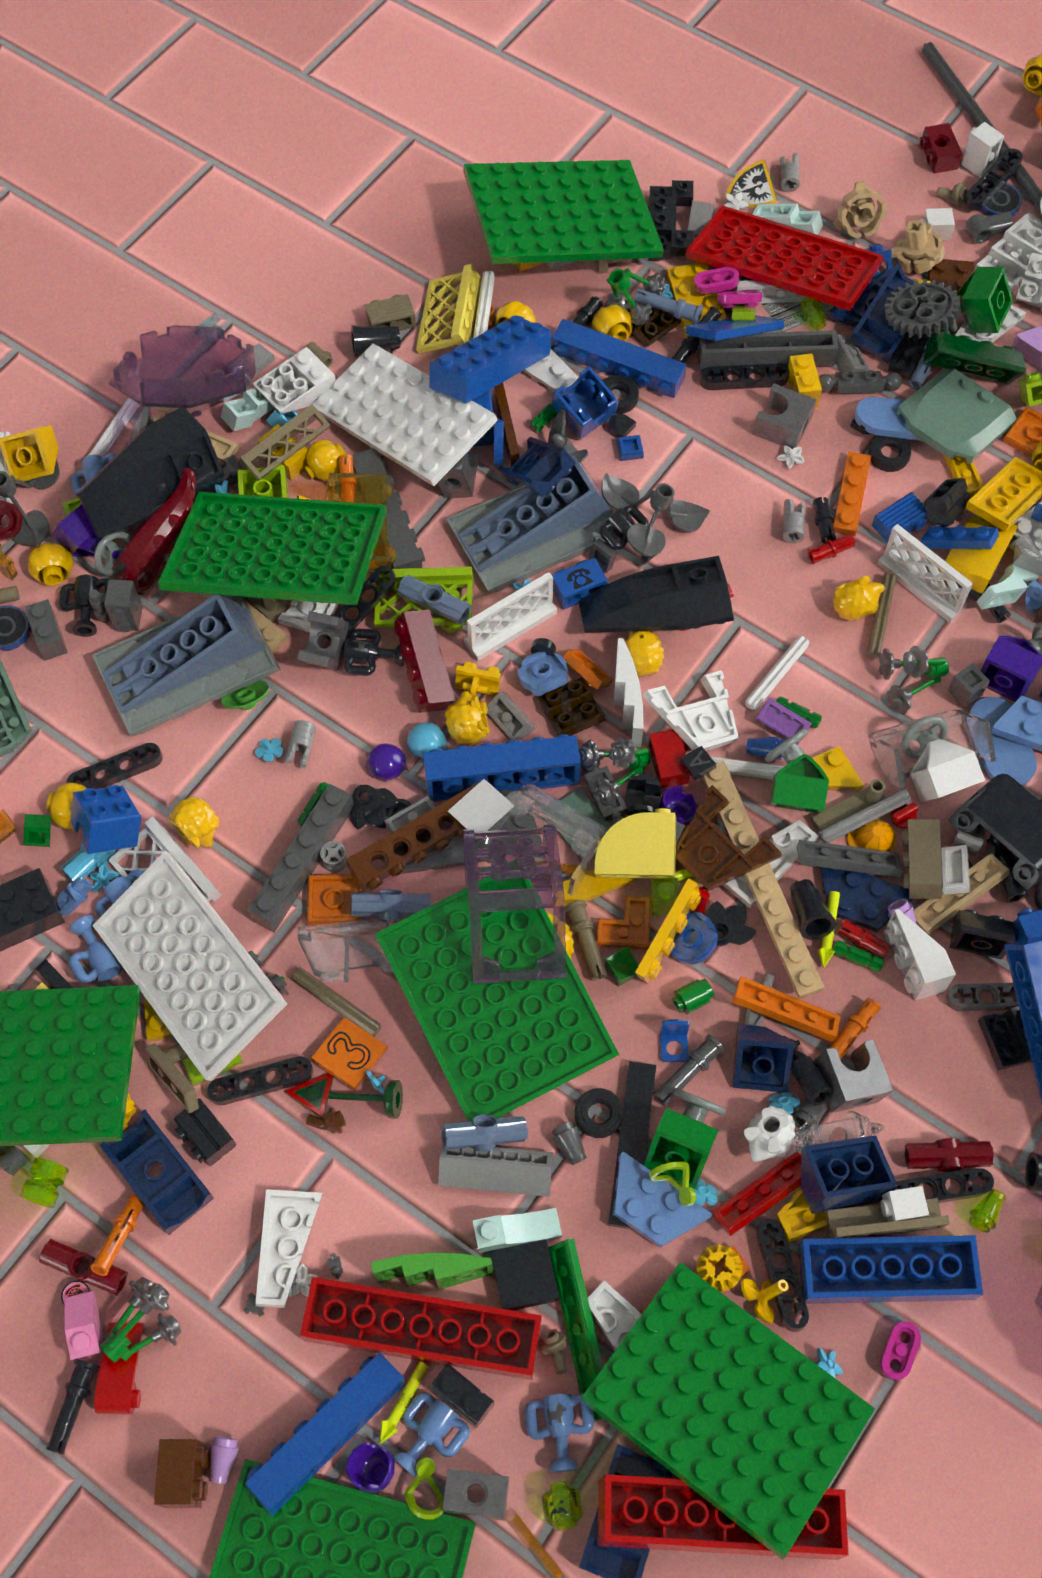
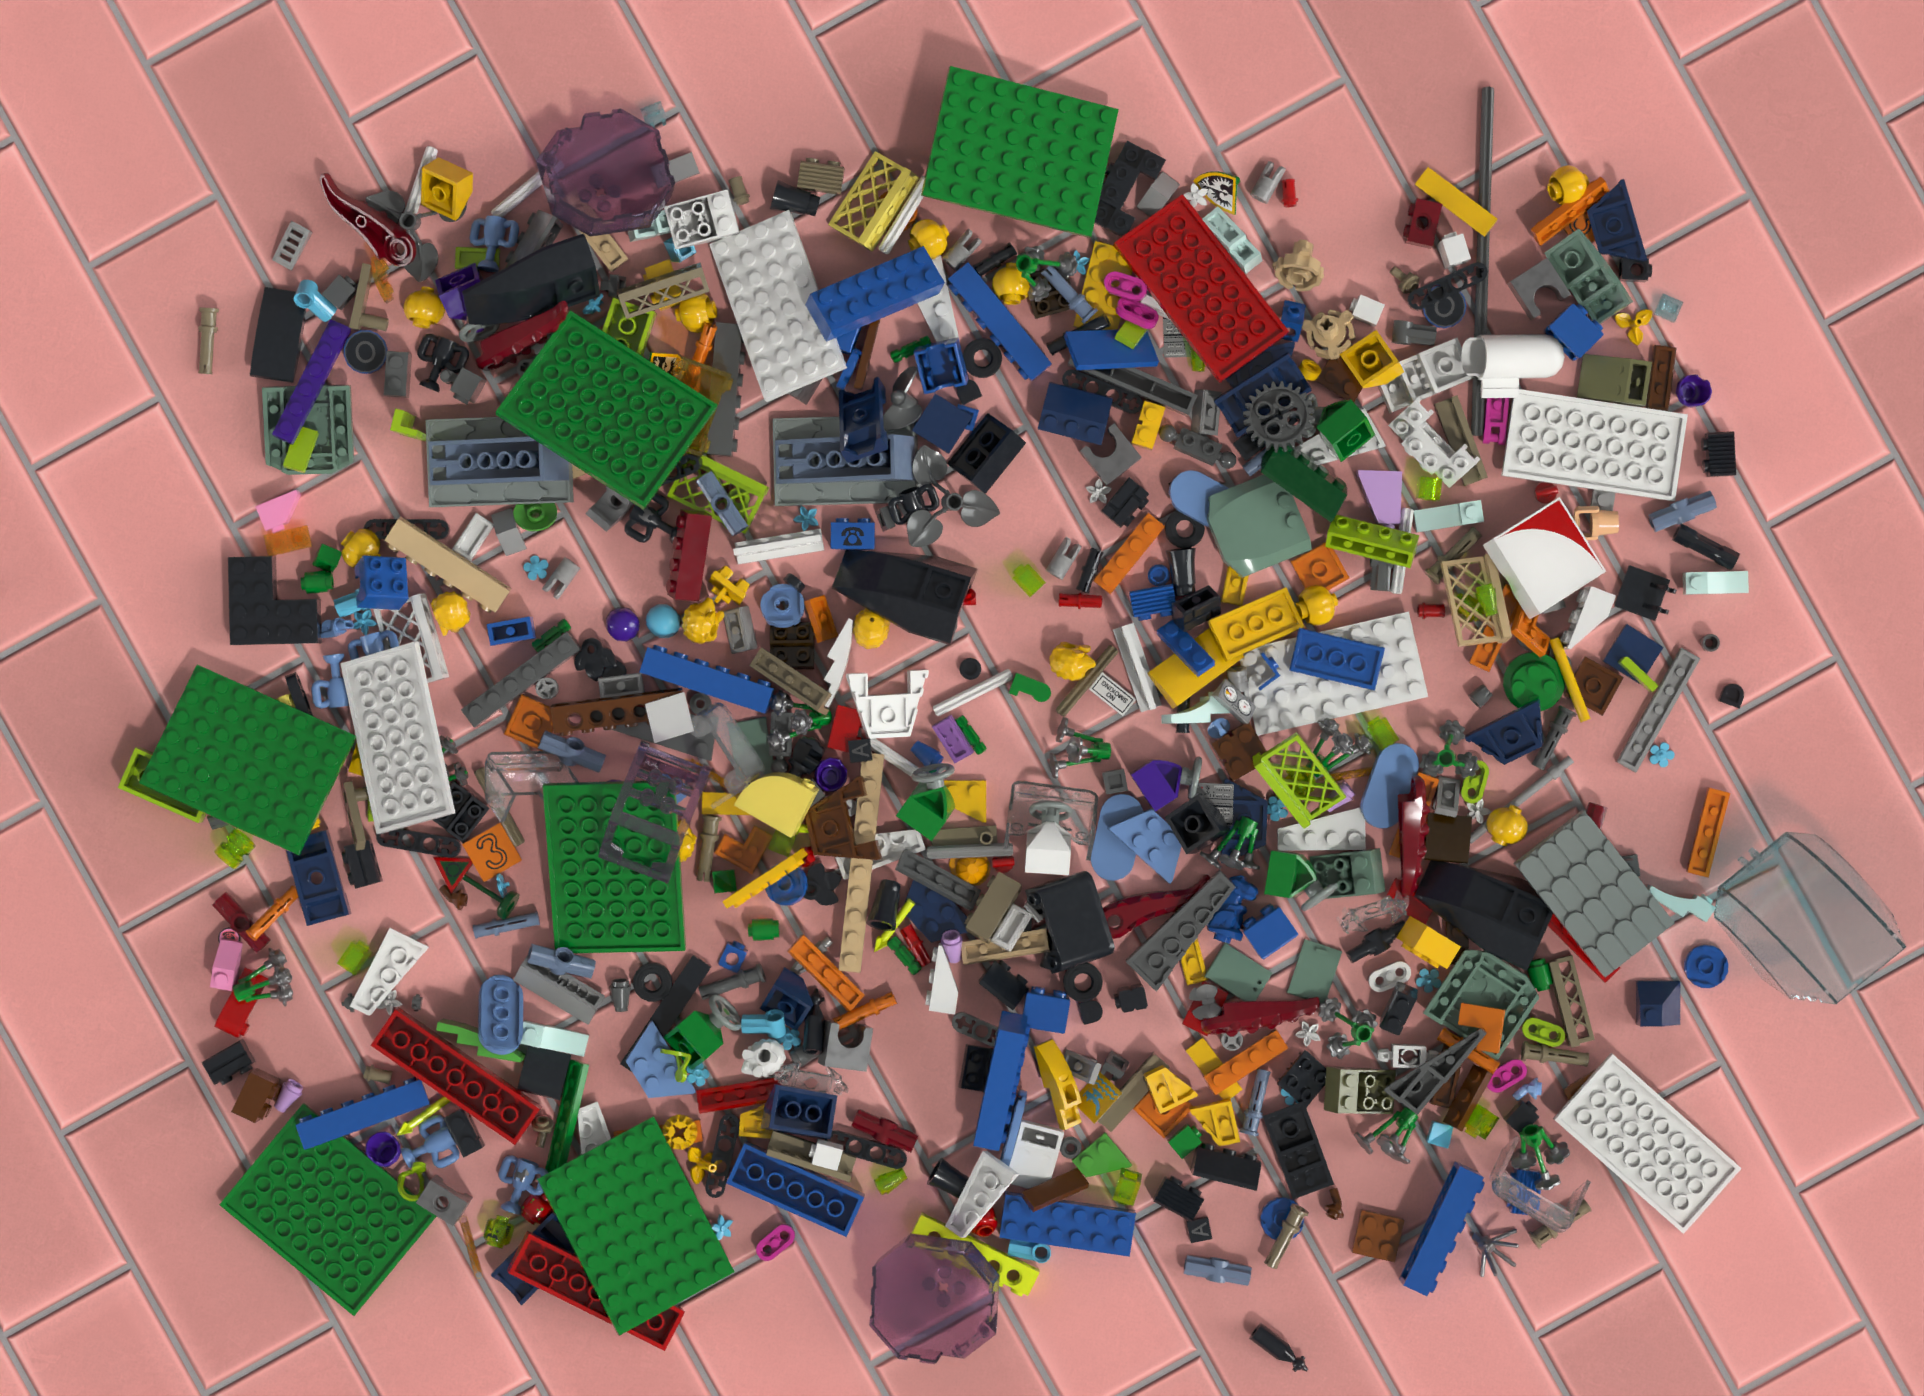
camera: 25 degrees right, 25 degrees up
(35, 857) = (317, 582): none -> green brick
(72, 661) = (403, 425): none -> lime fence
(76, 1391) = (206, 1005): black pin -> none
(130, 1451) = (228, 1062): none -> black brick
(172, 778) = (447, 564): none -> tan brick
(189, 748) = (473, 537): none -> white tile
(226, 727) = (508, 532): none -> light grey slope
(238, 1244) = (355, 957): none -> clear neon green brick
(269, 812) = (511, 631): none -> blue brick
(293, 1030) = (467, 815): none -> black slope
(324, 1377) = (377, 1074): none -> dark tan pin
(393, 1131) = (480, 929): none -> sand blue pin
(442, 1225) = (500, 1015): none -> medium blue tile
(550, 318) = (958, 253): none -> light grey hinge
(594, 1451) = (536, 1208): none -> red head
(596, 725) = (791, 680): none -> dark tan fence
(612, 455) = (942, 423): none -> dark blue tile
(669, 460) = (986, 453): none -> black slope
(731, 398) = (1075, 413): none -> dark blue slope
(756, 1094) = (770, 1023): none -> medium azure piece
(761, 654) = (970, 668): none -> black tile
(771, 550) = (1027, 579): none -> clear neon green brick
(815, 175) = (1289, 193): none -> red pin
(822, 450) = (1125, 503): none -> black brick
(831, 641) = (1038, 690): none -> green leg
(889, 496) = (1158, 575): none -> blue plate
(909, 477) = (1182, 570): none -> black plant
(913, 616) = (1112, 694): none -> white tile
(960, 122) = (1456, 201): none -> yellow tile
(973, 244) = (1372, 361): none -> yellow slope

